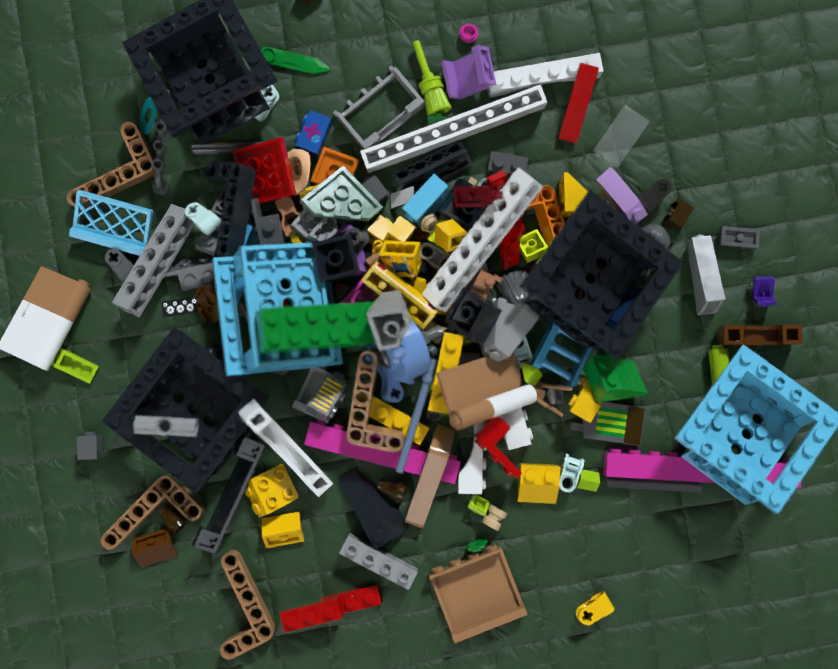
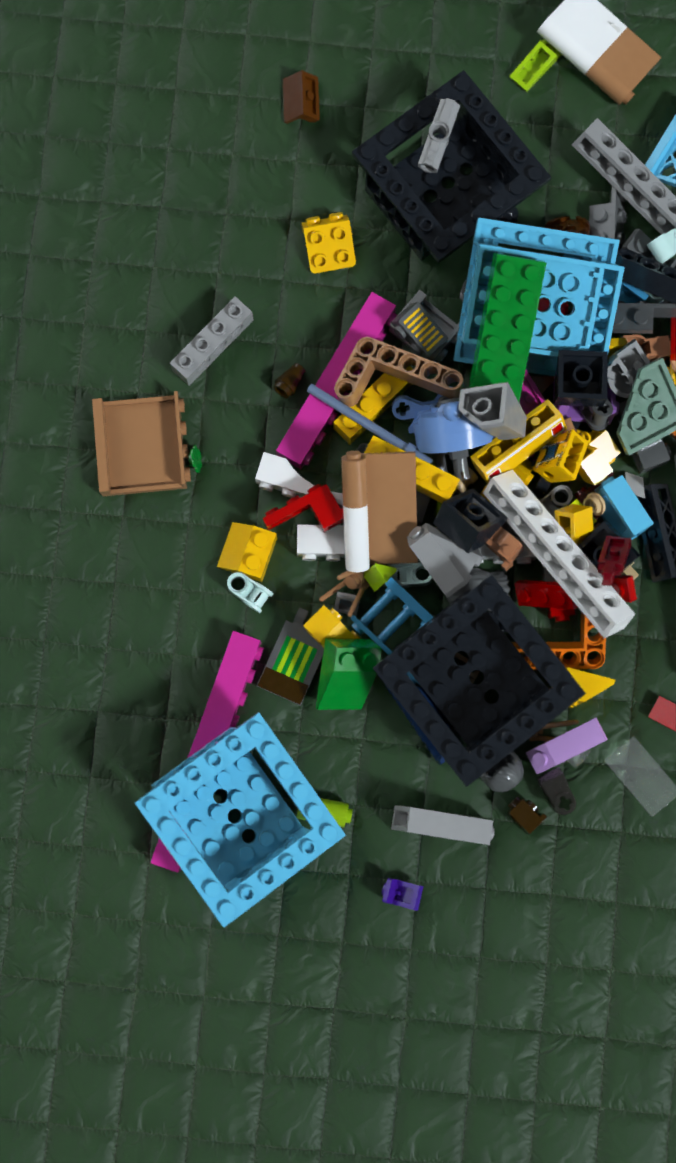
camera: 105 degrees right, 5 degrees down
(89, 446) = (437, 57): dark grey brick -> none
(123, 266) = (637, 144): dark grey piece -> none
(149, 506) = (349, 104): medium nougat beam -> none
(172, 519) = (326, 126): dark brown cone -> none
(179, 306) = (571, 197): black sticker -> none
(248, 605) = (205, 181): medium nougat beam -> none
(249, 453) = (380, 227): black bracket -> none
(282, 530) = (279, 243): yellow panel -> none
(285, 447) = (401, 249): white arch -> none
(330, 608) = (174, 272): red bracket -> none
(375, 512) = (268, 352): black wedge -> none
(430, 475) = (295, 423): medium nougat beam -> none
(478, 505) = (242, 475): lime slope -> none
(494, 517) = (222, 488): tan wheel -> none
(506, 163) = (643, 626): dark grey plate -> none
(532, 246) = (540, 620): neon yellow piece -> none
(589, 480) = (233, 613): lime slope -> none
(597, 608) = (80, 578): yellow piece -> none
(654, 484) = (204, 690): dark grey axle -> none
(739, 237) = (477, 884): dark grey plate -> none
(759, 335) = (349, 870): reddish brown arch -> none

